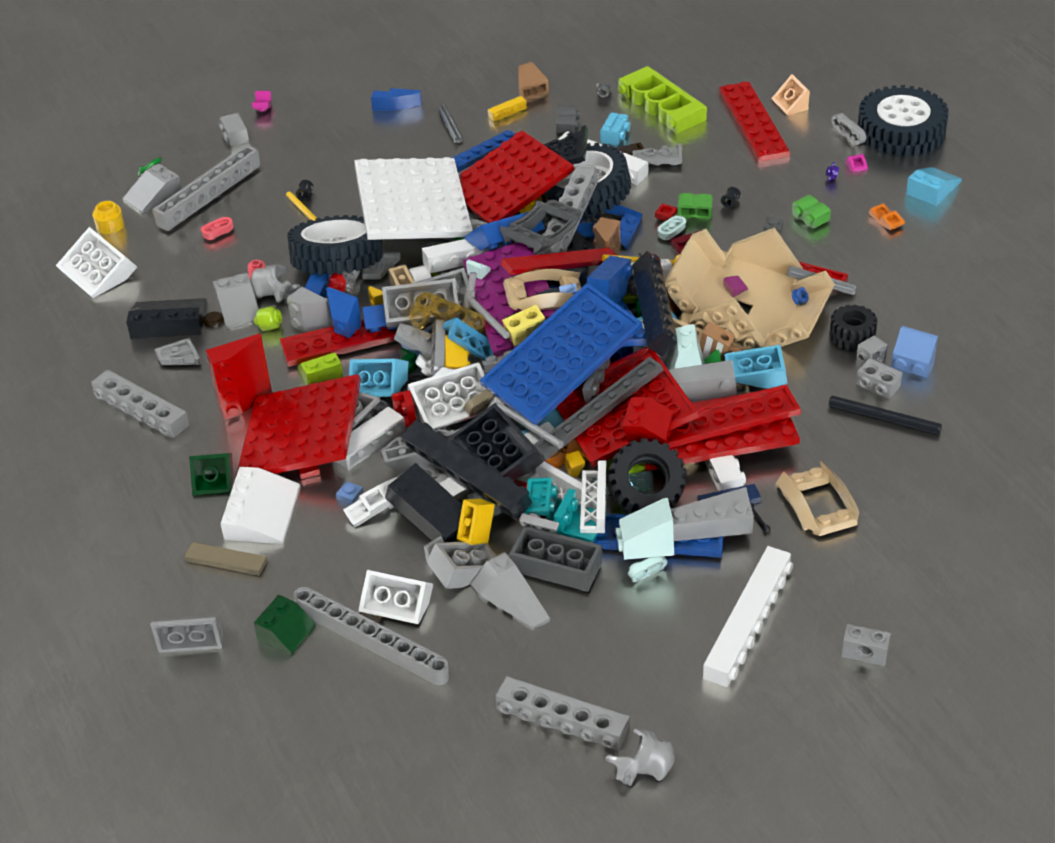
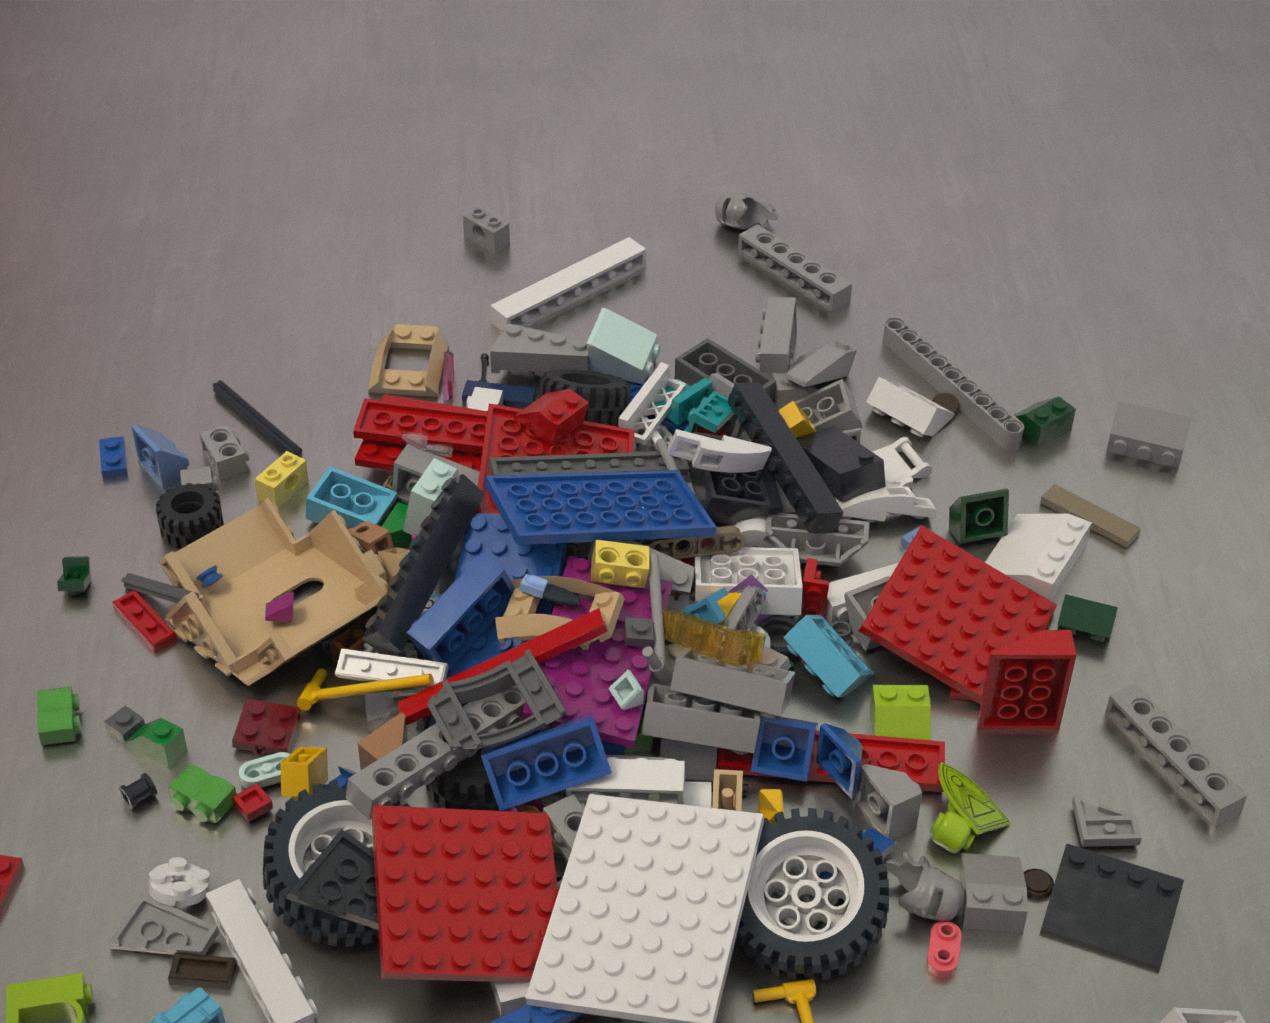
camera: 160 degrees left, 0 degrees up
(268, 327) = (970, 801): none -> lime shield
(308, 507) = (980, 516): none -> dark green slope
(395, 541) = (896, 470): none -> white piece
(485, 595) = (823, 364): none -> light grey wedge
(492, 302) = (638, 632): none -> dark grey plate
(498, 432) = (722, 455): none -> white slope
(530, 601) = (777, 335): none -> light grey wedge
(645, 219) = (303, 770): none -> yellow brick
(669, 160) = (178, 882): none -> white plate
(721, 380) = (419, 441): none -> clear slope
(744, 218) = (159, 742): none -> green slope
(776, 492) = (448, 376): none -> clear pink tile
(819, 371) = (282, 479): none -> light yellow brick
(883, 275) = (75, 574): none -> dark green bracket
(953, 357) = (113, 457): none -> blue plate

